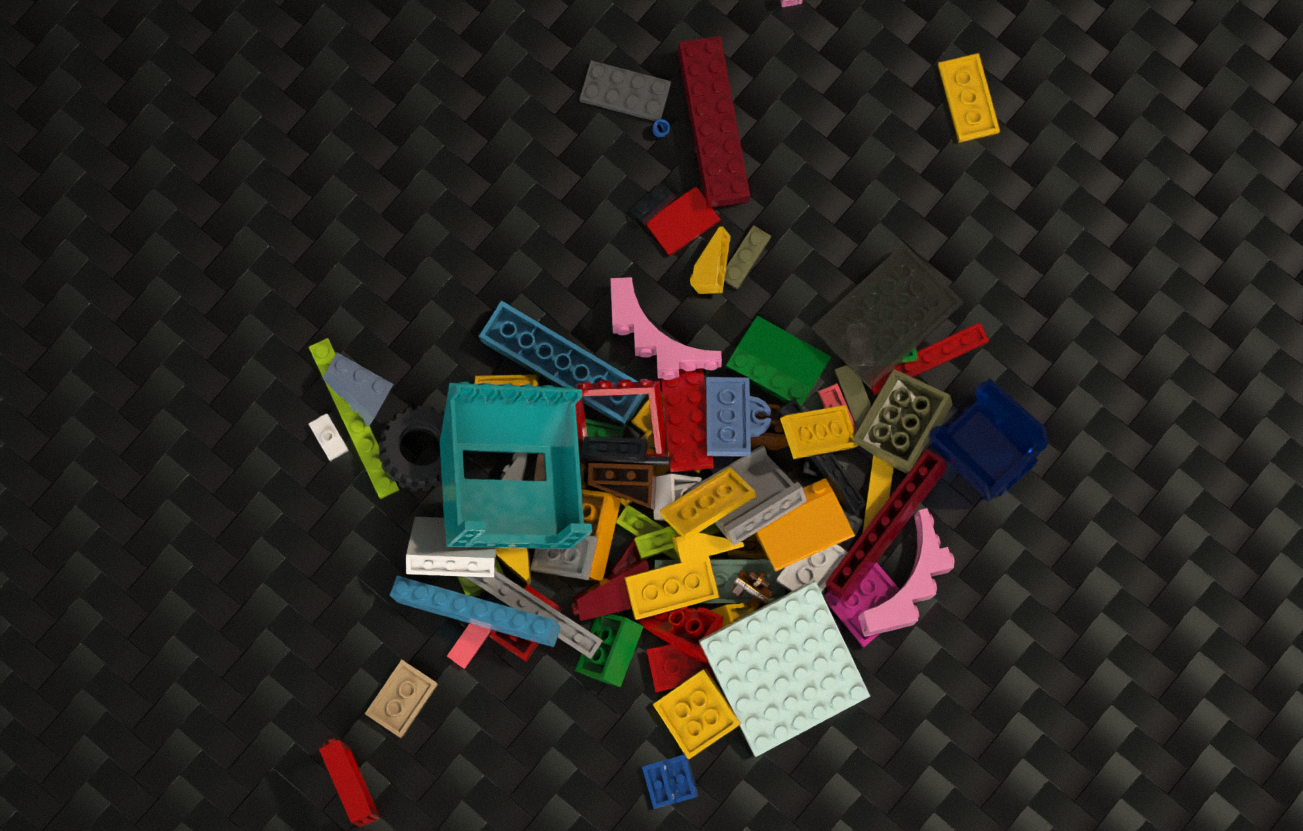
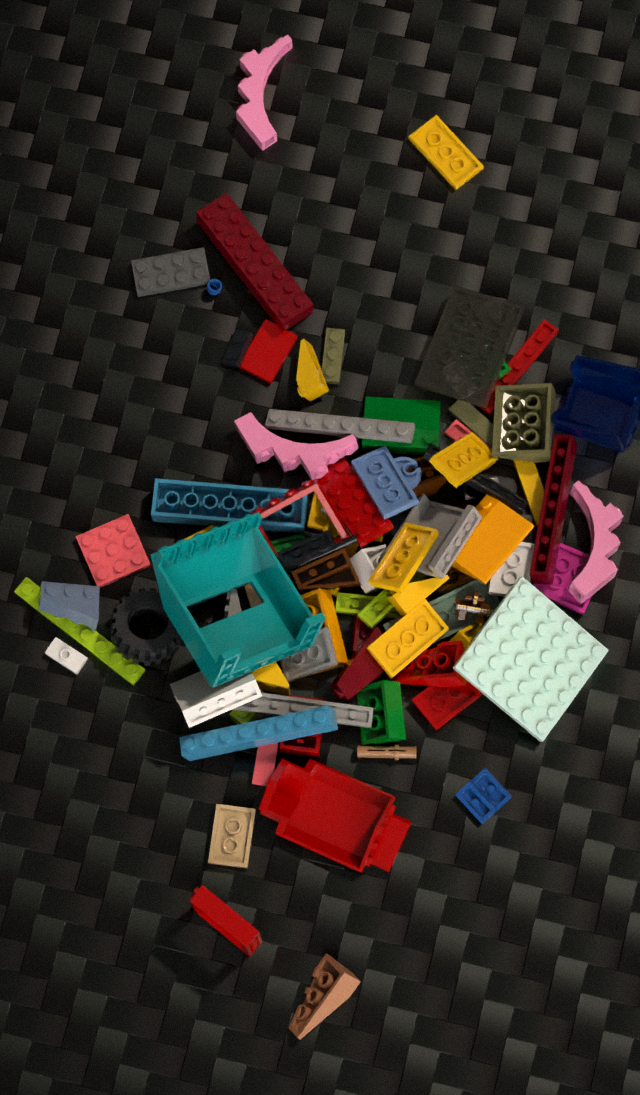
camera: 25 degrees left, 5 degrees down
(426, 353) = (113, 551): none -> coral plate
(512, 728) = (334, 815): none -> red panel
(594, 689) = (386, 752): none -> medium nougat pin
(697, 713) = (478, 730): yellow plate -> none
(714, 335) = (340, 425): none -> light grey plate

